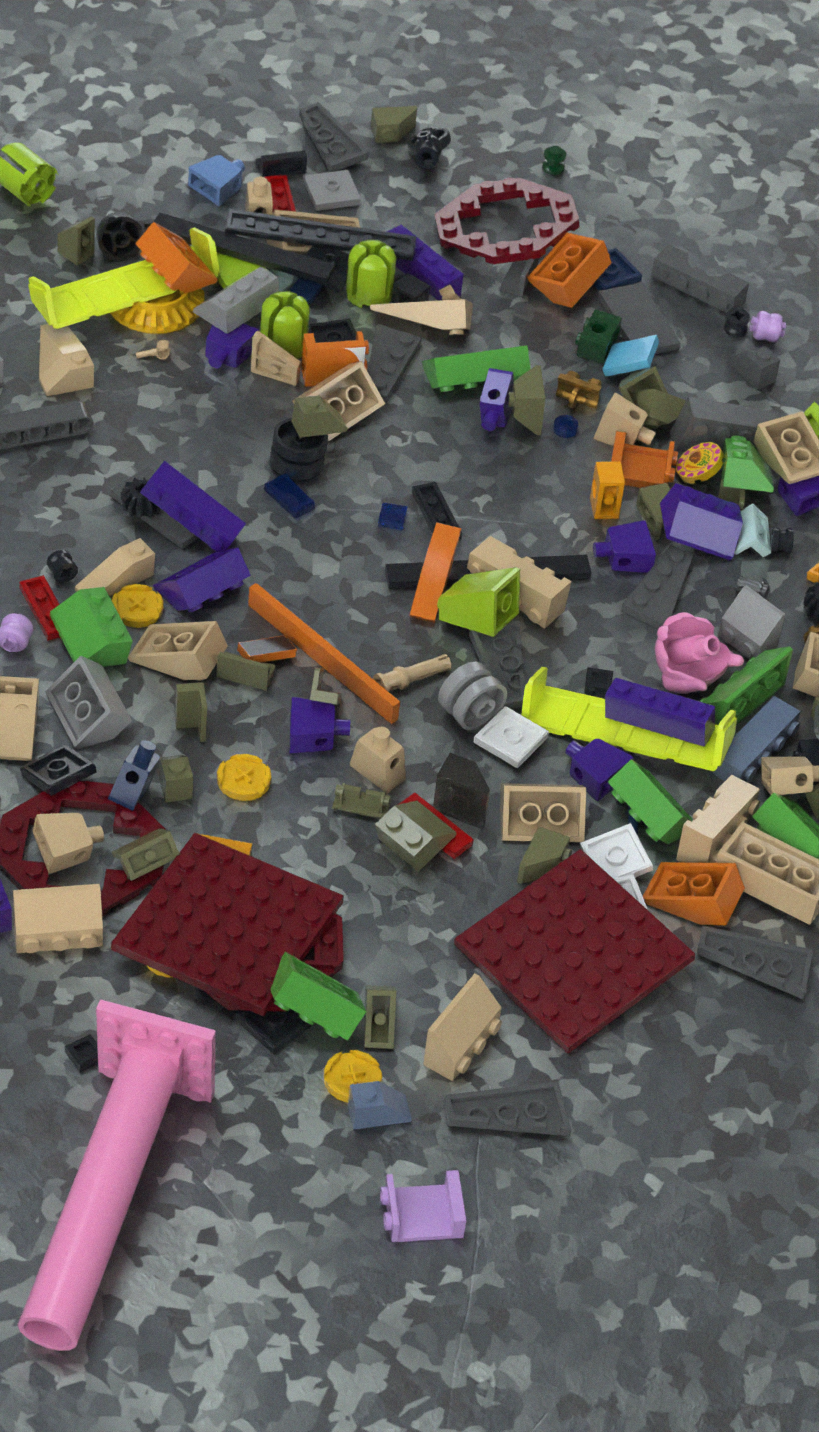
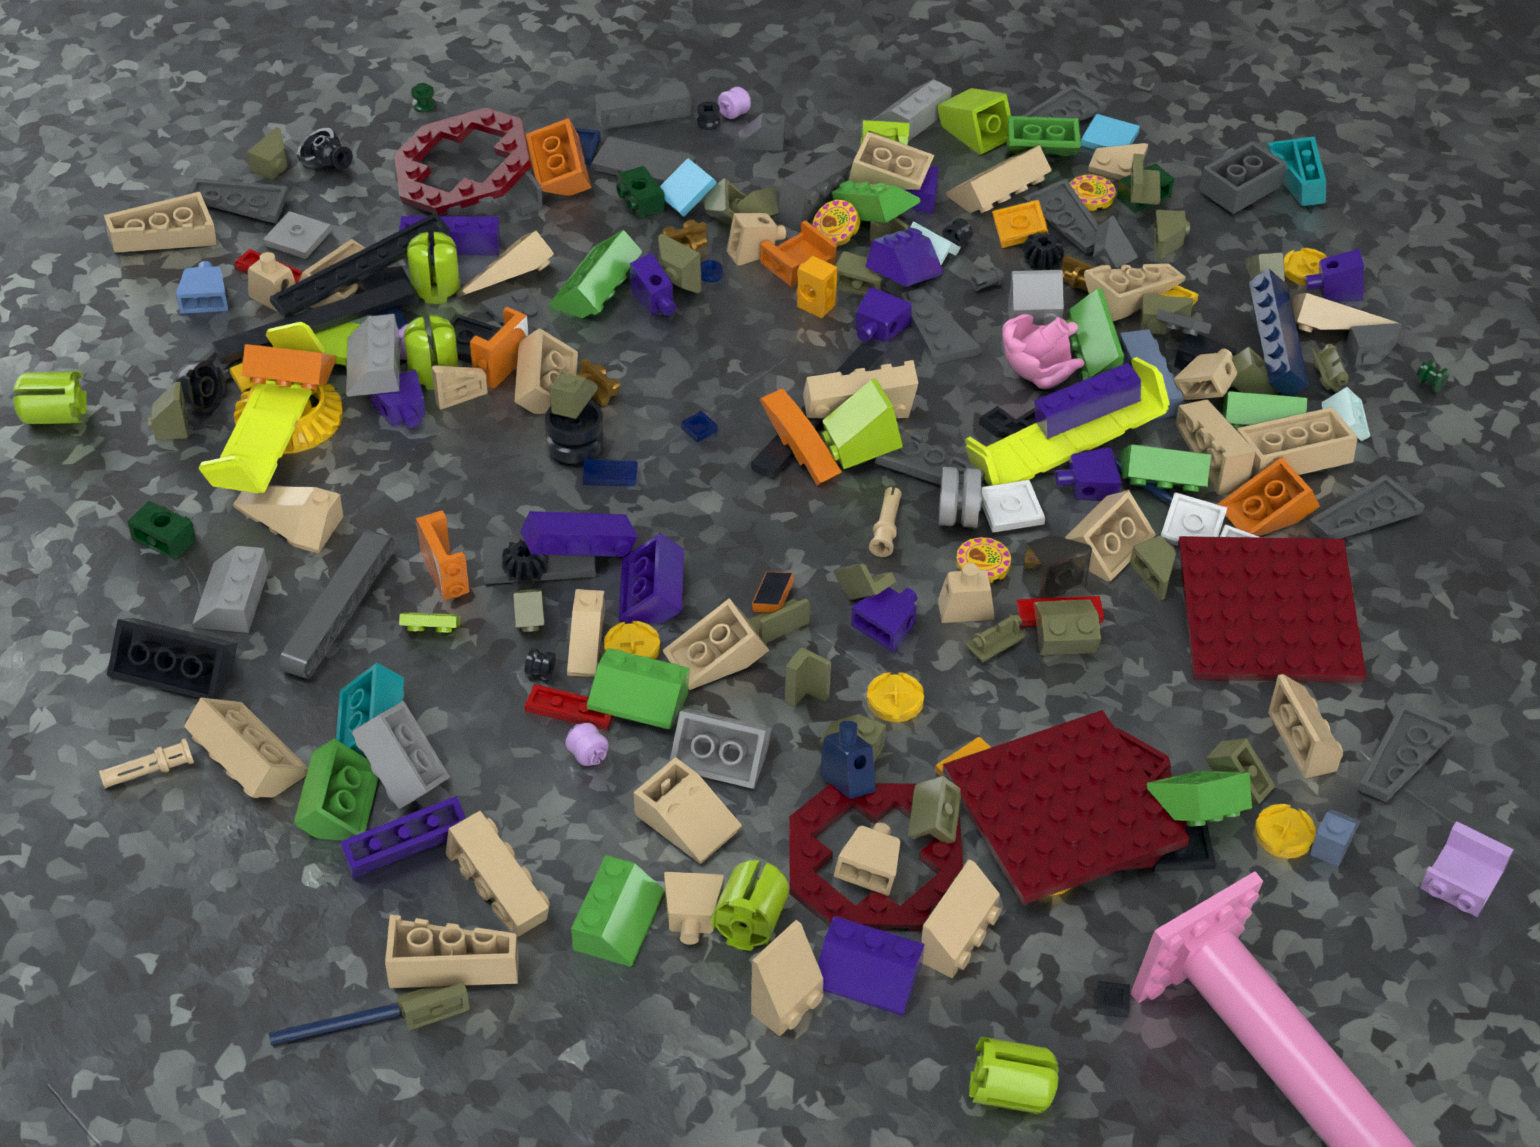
camera: 45 degrees left, 0 degrees up
(37, 482) = (441, 622): none -> lime plate
(58, 769) = (776, 814): black tile -> none
(100, 441) = (446, 570): none -> orange panel
(106, 528) = (528, 609): none -> slope
(161, 351) = (355, 446): tan hand -> none
(250, 117) = (162, 225): none -> tan wedge
(282, 164) = (232, 243): black panel -> none
(324, 653) = (810, 559): orange tile -> none
(367, 432) = (597, 374): none -> pearl gold hips
(410, 287) = (470, 257): black panel -> none
(432, 748) = (987, 555): none -> yellow tile
(433, 505) = (722, 399): black tile -> none
(448, 293) = (504, 241): tan hand -> none

